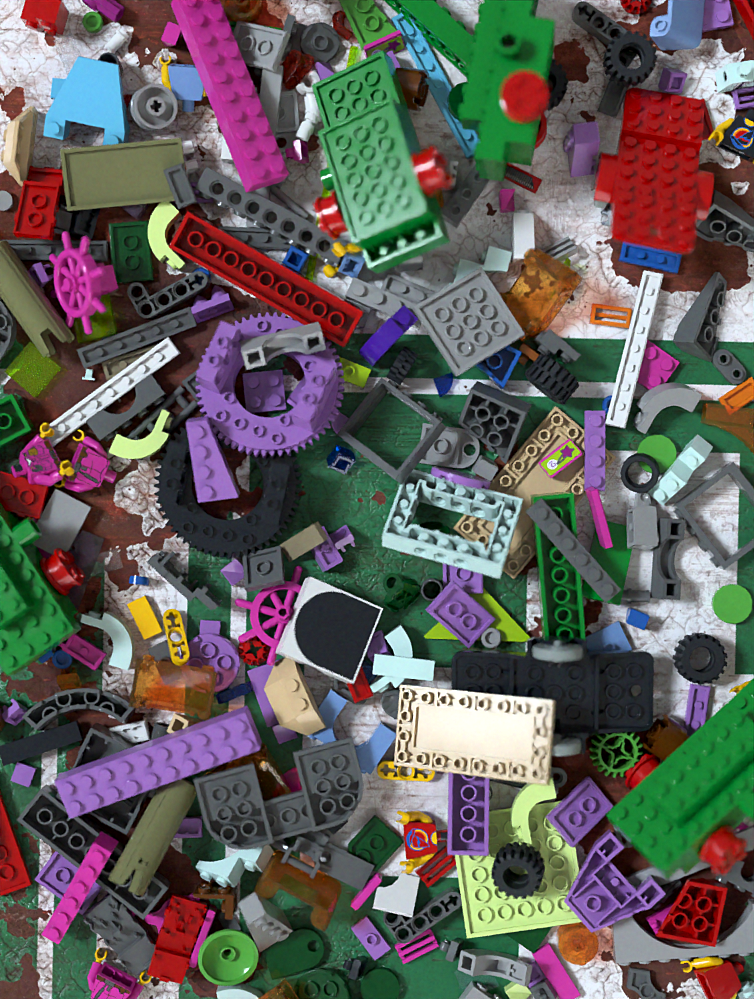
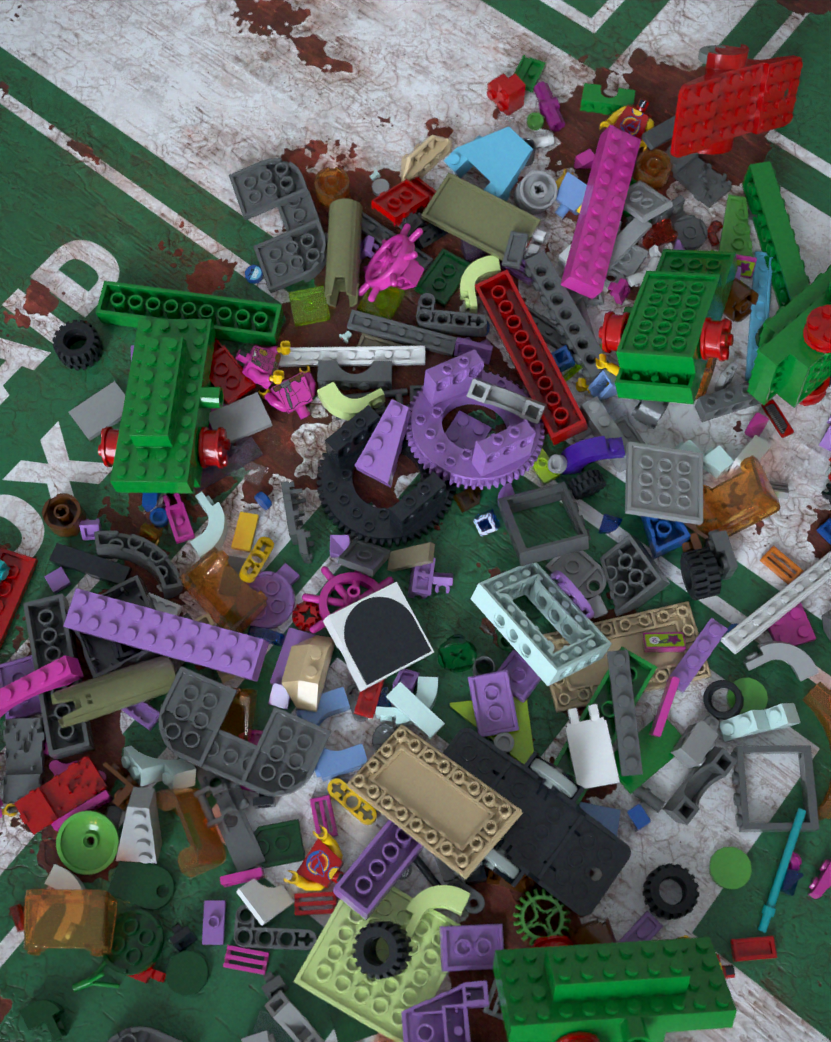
camera: 40 degrees right, 20 degrees down
(311, 453) = (468, 498): none -> dark brown tile
(364, 365) = (557, 463): none -> light grey tile
(380, 787) = (320, 799): none -> dark pink tile
(567, 600) = (591, 749): none -> white tile

